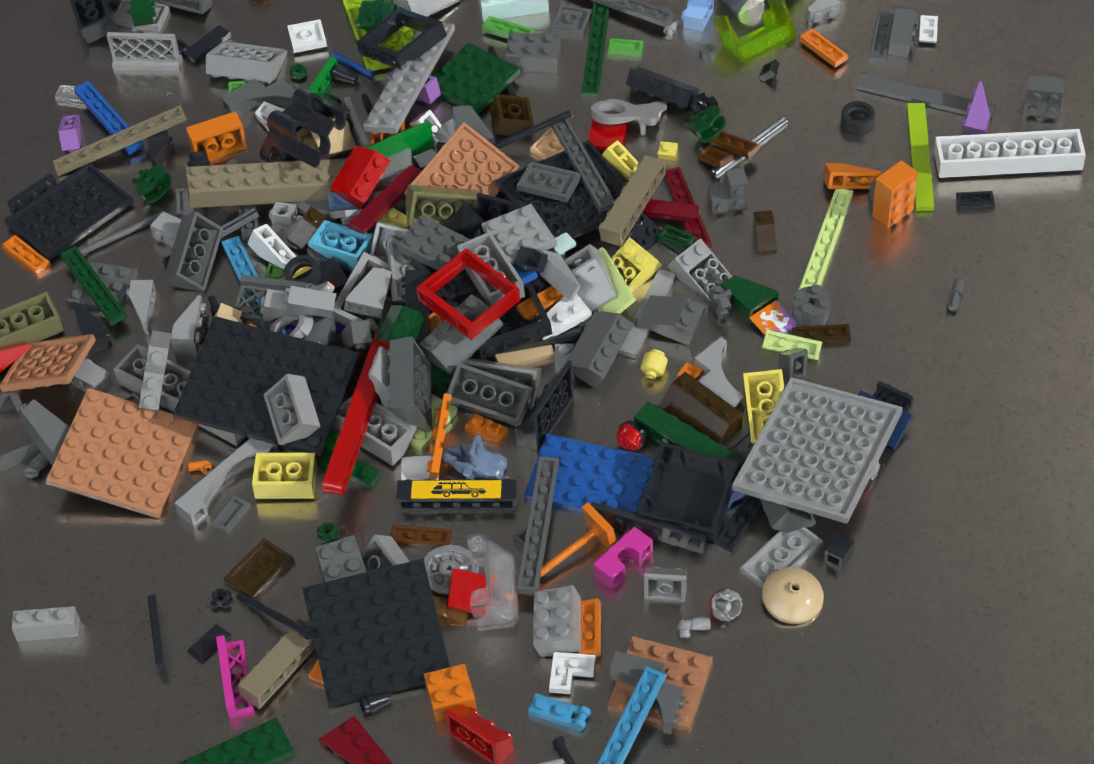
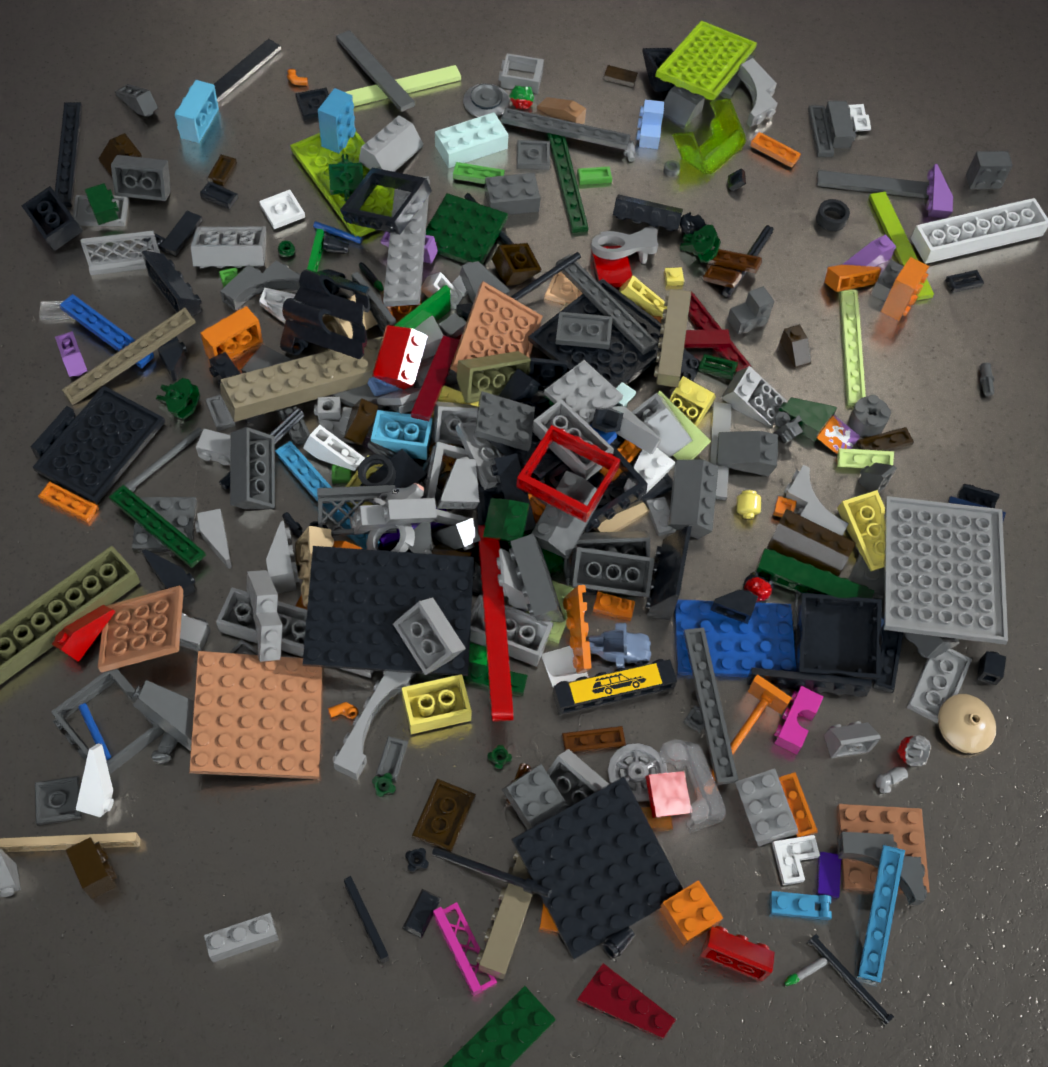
camera: 25 degrees left, 10 degrees up
(181, 84) = (171, 283): none -> black slope
(210, 529) = (380, 790): none -> dark green plate
(254, 16) = (219, 195): none -> black tile
(598, 693) = (828, 875): none -> dark purple tile
(599, 445) = (736, 605): none -> black slope
(883, 157) = (874, 253): none -> medium lavender slope

